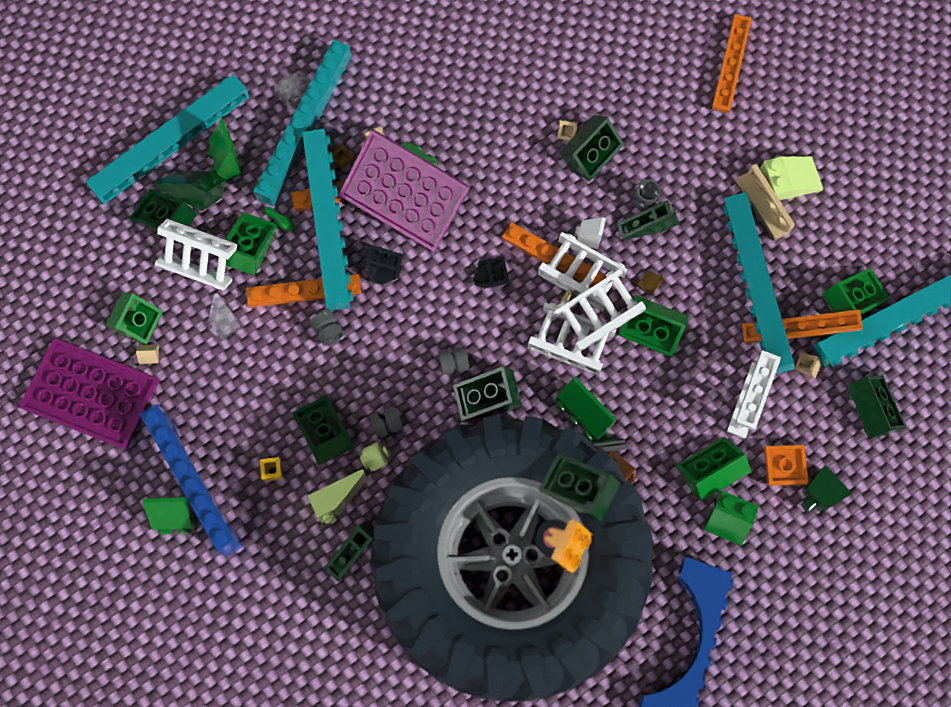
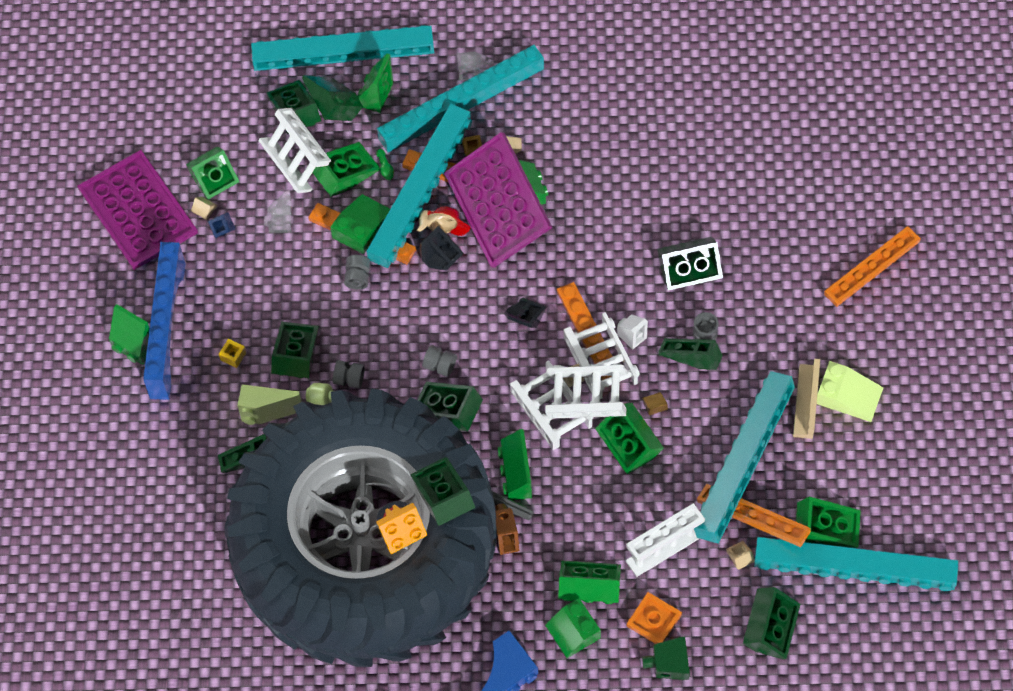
camera: 40 degrees right, 10 degrees down
(176, 360) = (221, 225): none -> dark blue slope
(300, 283) = (359, 223): none -> green slope
(365, 234) = (444, 217): none -> hair
(567, 129) = (681, 235): tan slope -> none

